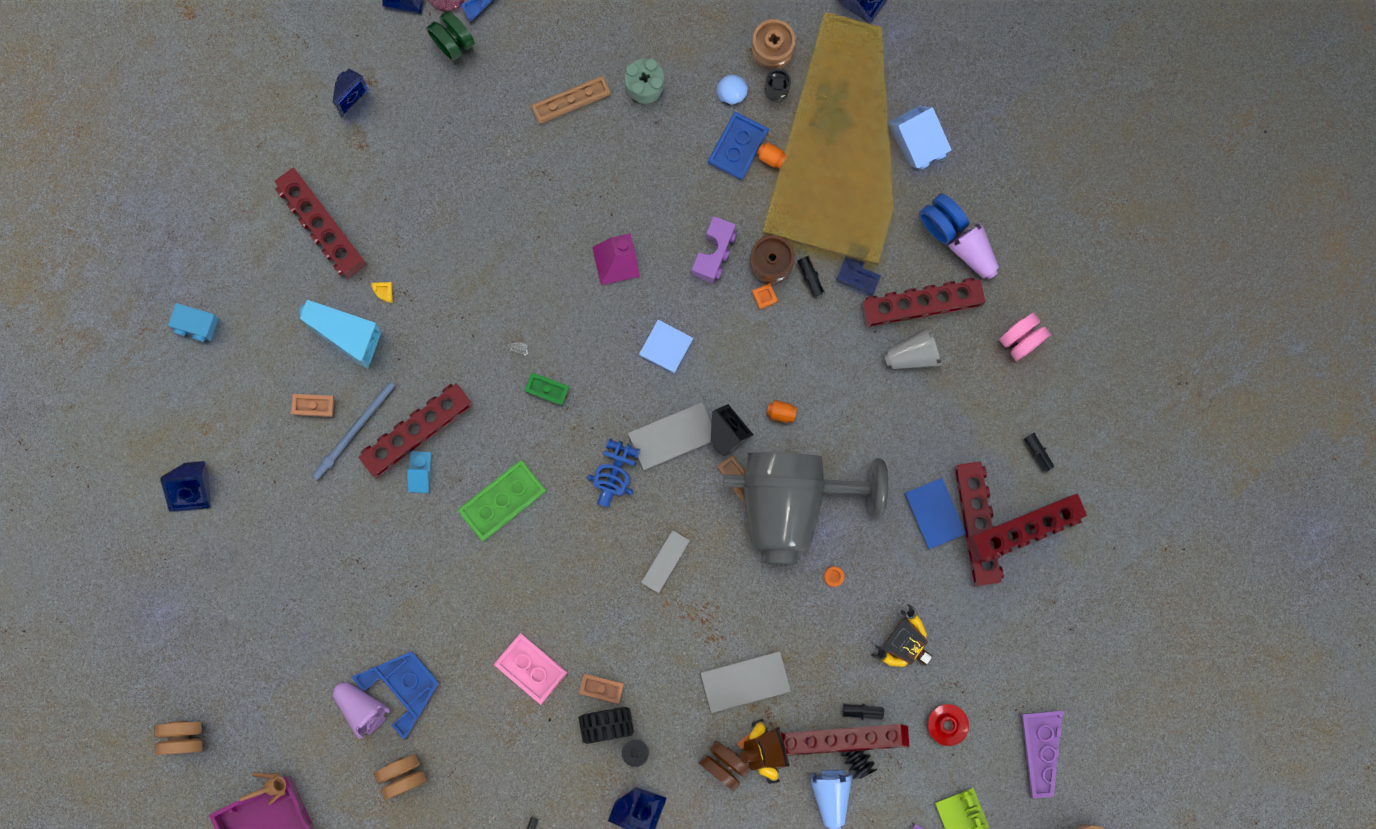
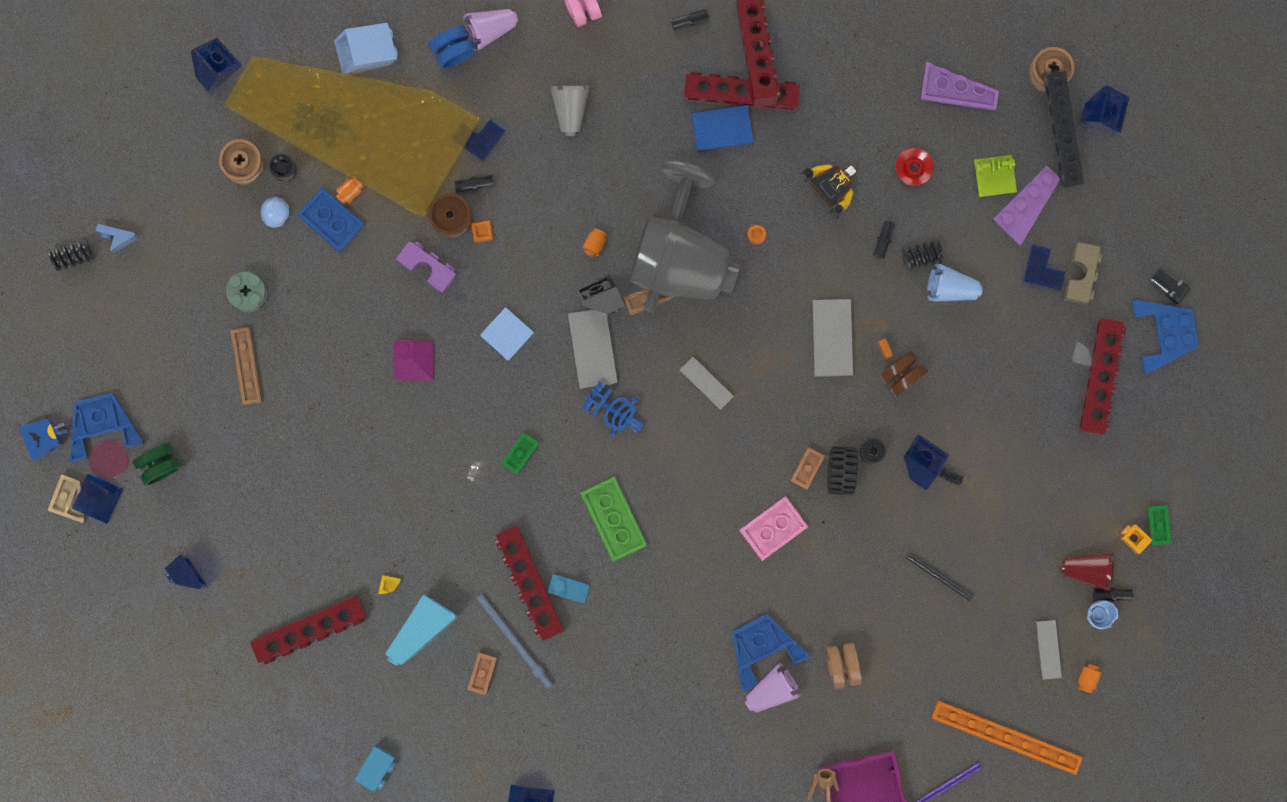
camera: 70 degrees left, 5 degrees up
(765, 751) = (899, 334): reddish brown torso -> none
(846, 739) = (907, 261): dark red brick -> none
(971, 287) = (524, 38): dark red brick -> none

